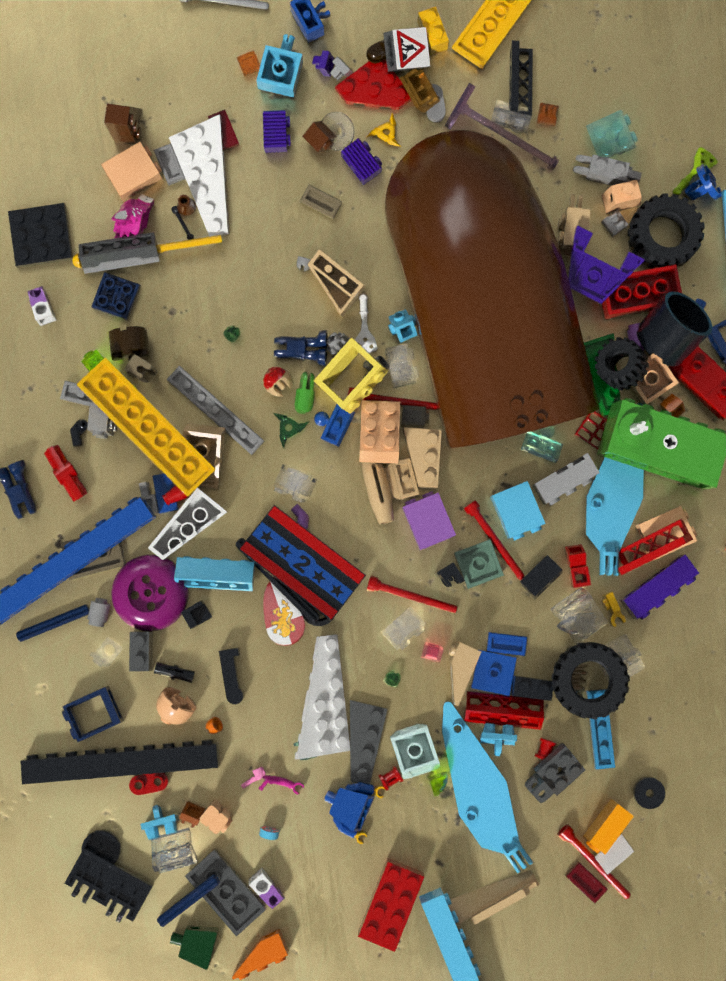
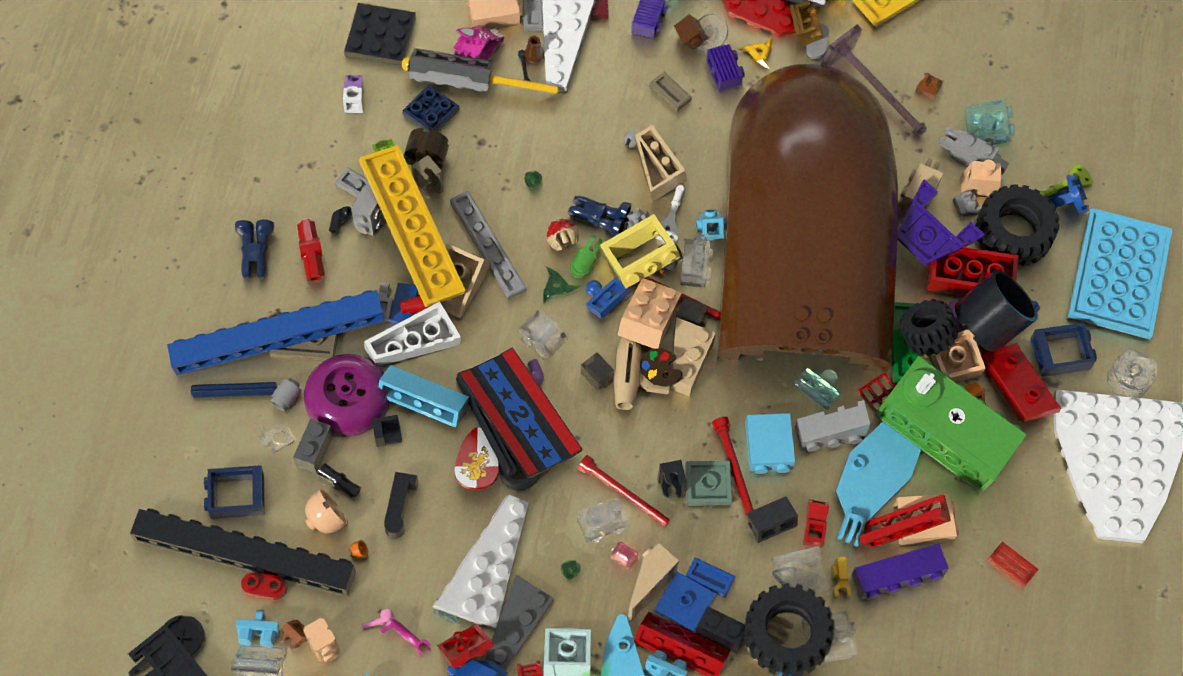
camera: 20 degrees right, 20 degrees down
(332, 779) = (470, 644): none -> red plate
(353, 498) = (597, 371): none -> clear smoke brick
(401, 476) = (656, 364): none -> dark brown piece
(428, 520) = (669, 421): medium lavender brick -> none
(505, 118) = (891, 75): clear bracket -> none
(516, 82) = (905, 42): black fence -> none

